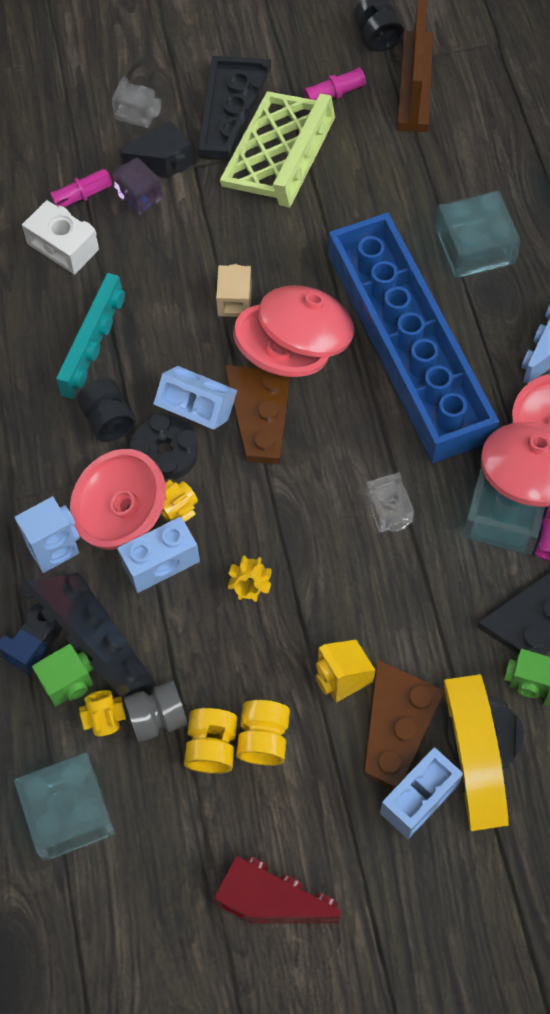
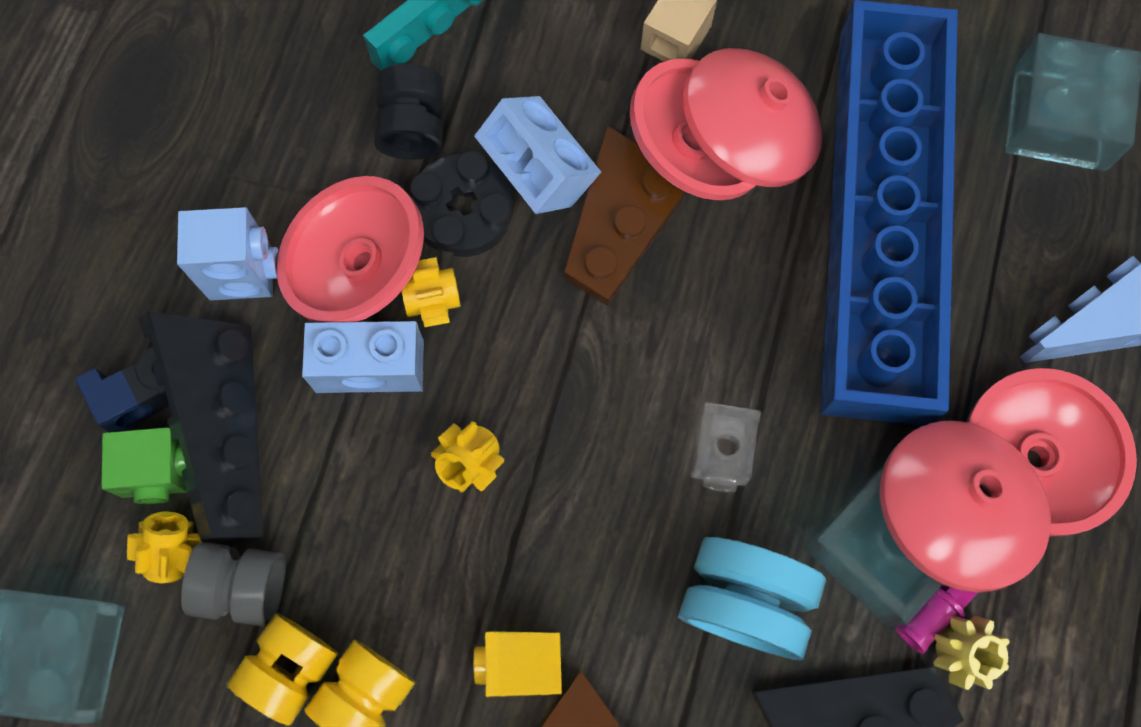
camera: 25 degrees right, 10 degrees up
(449, 568) = (753, 592): none -> medium azure wheel

